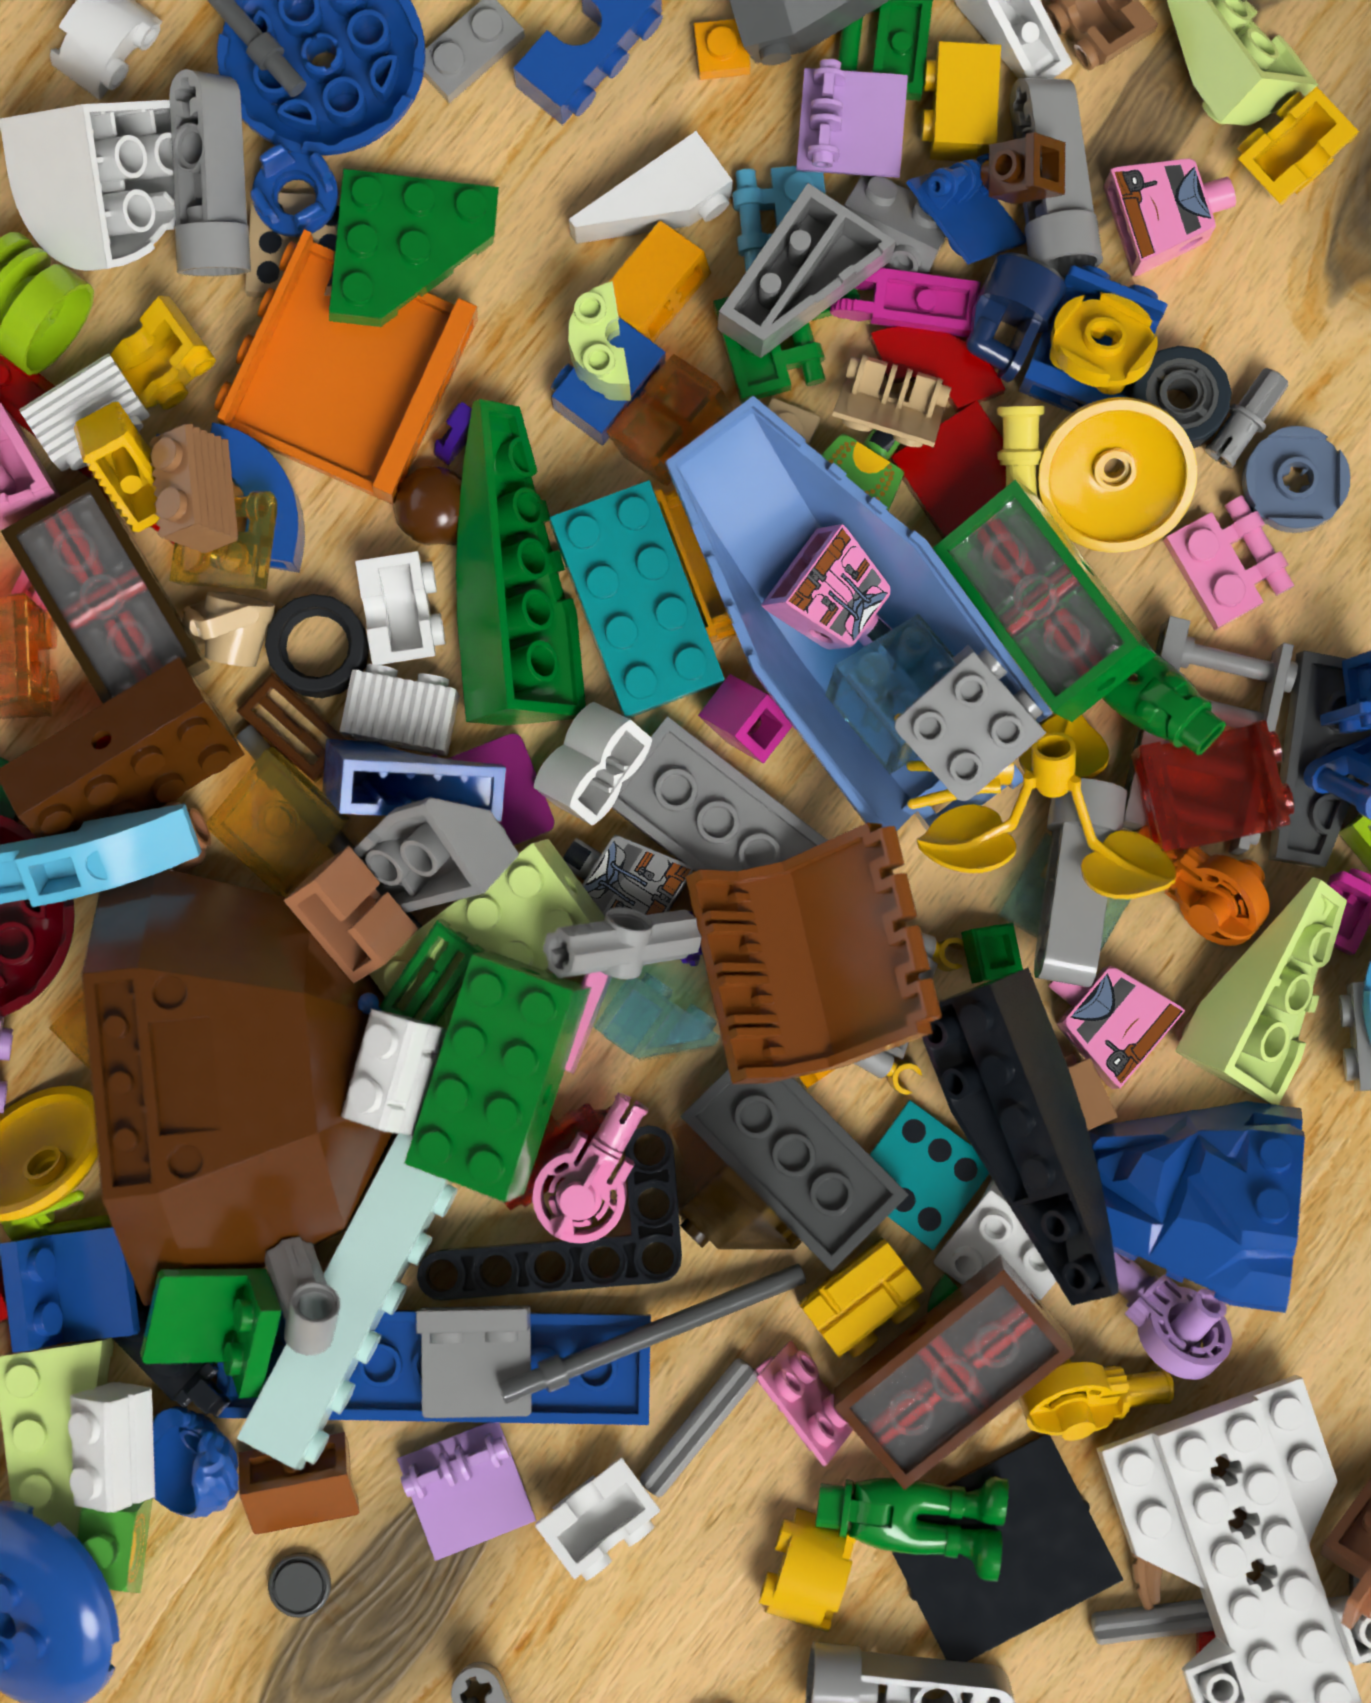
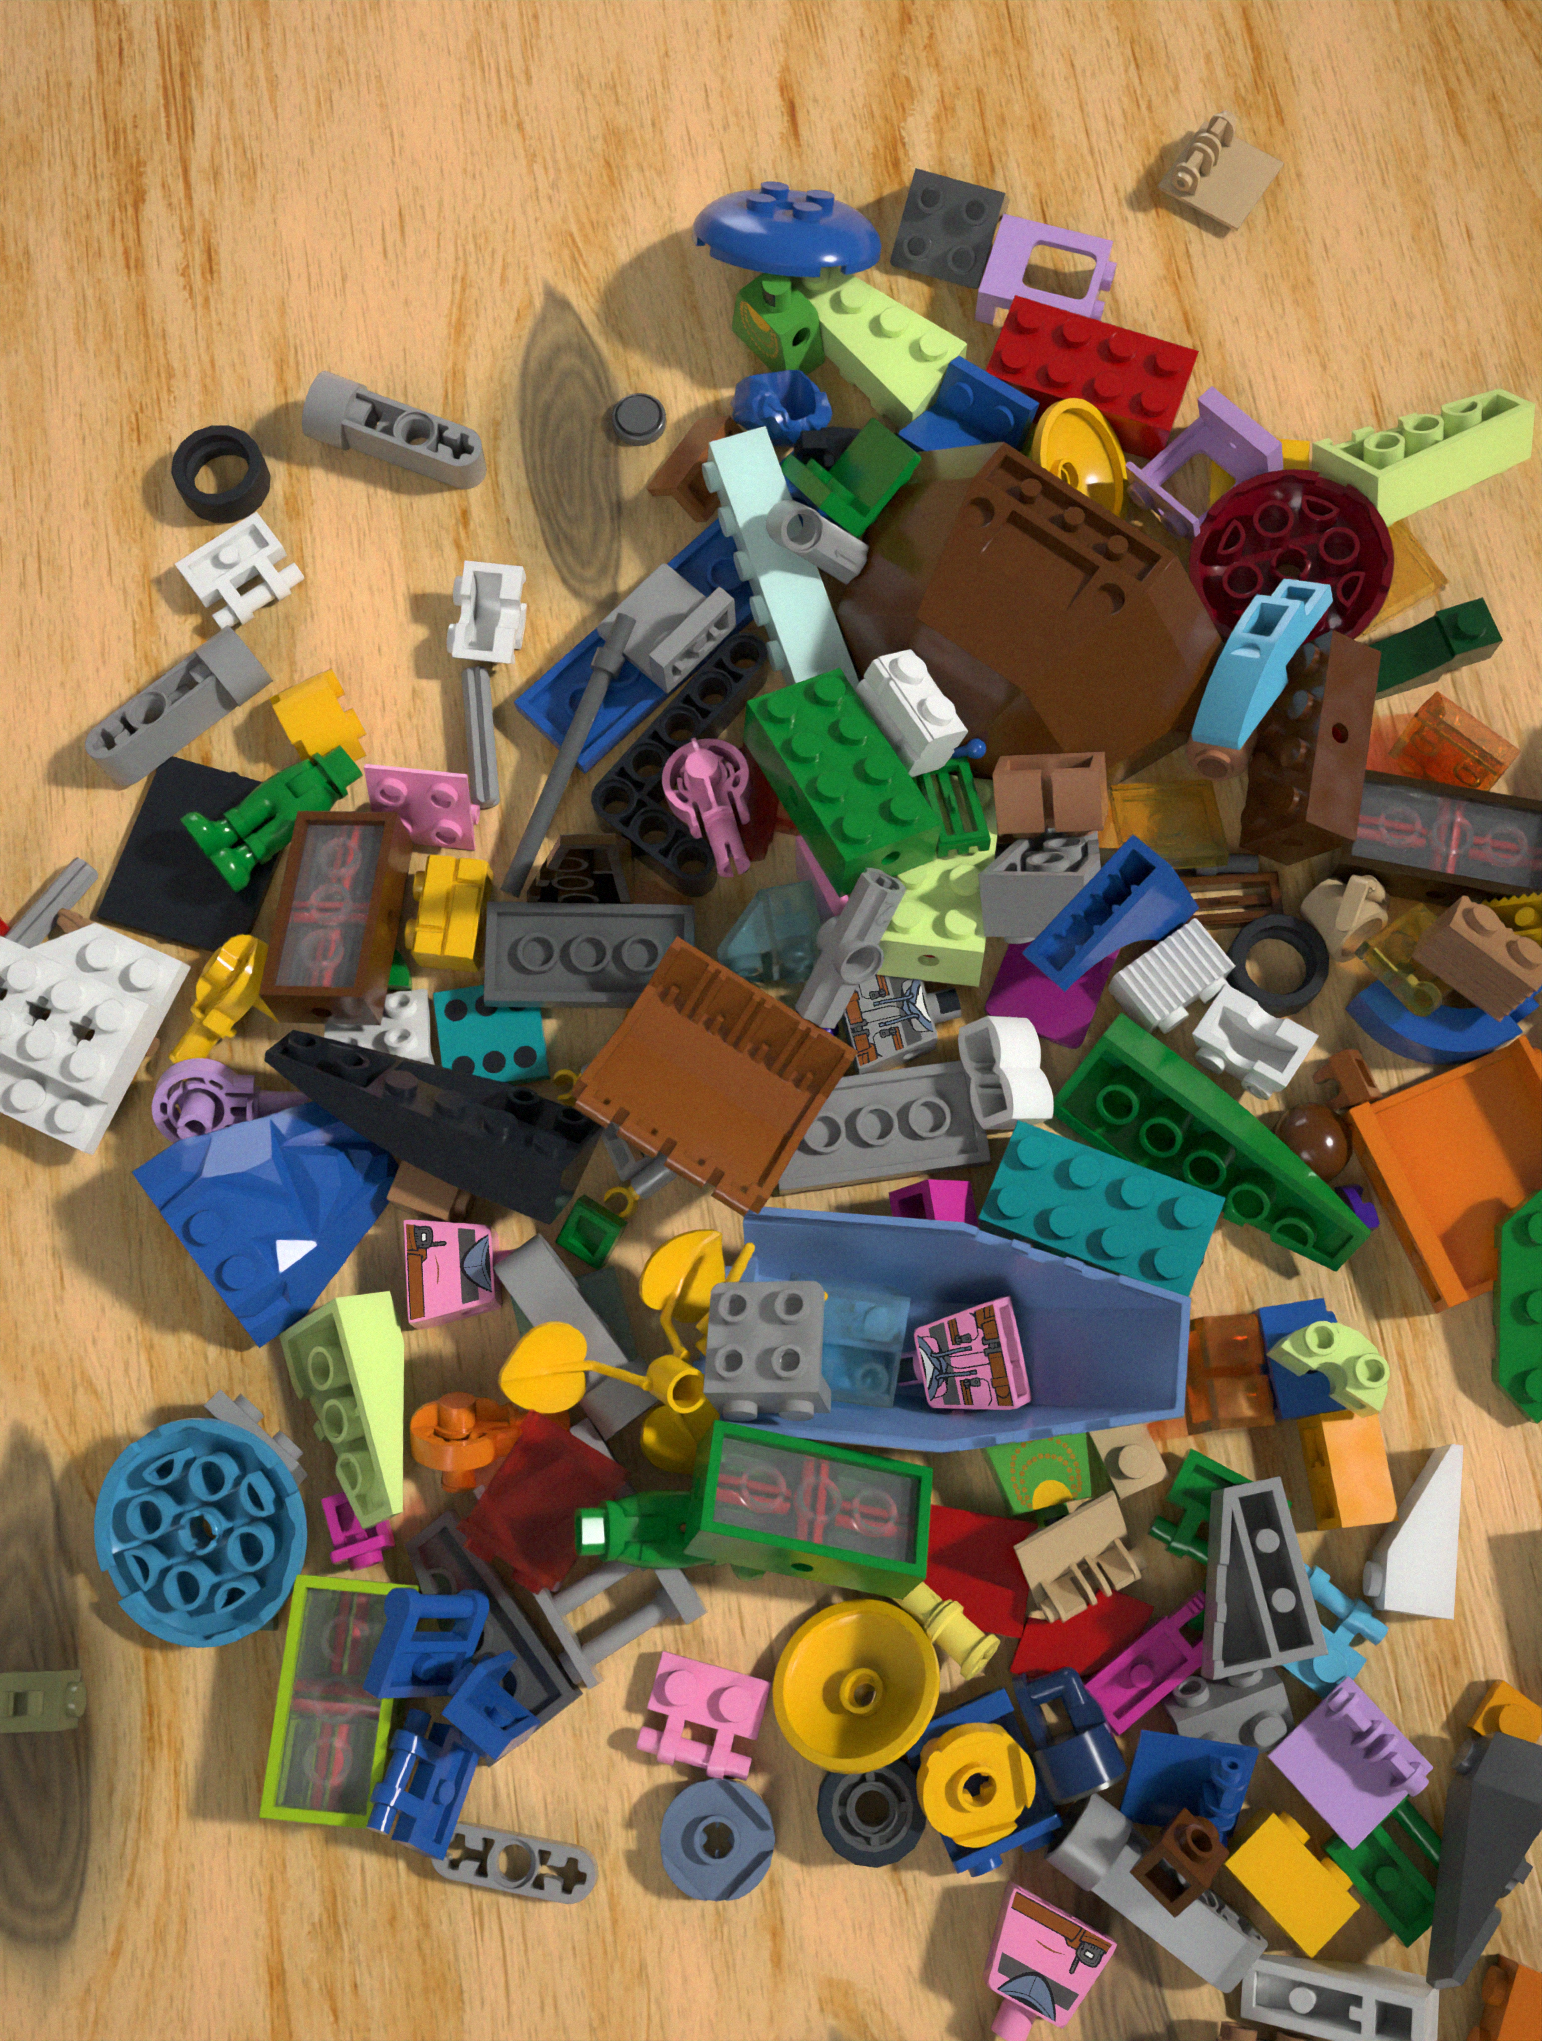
camera: 140 degrees right, 10 degrees down
(112, 1446) = (837, 359): white brick -> none
(356, 514) = (1354, 1080): none -> dark orange tile
(466, 1489) = (593, 560): lavender hinge -> none
(1247, 417) = (804, 1853): light grey axle -> none

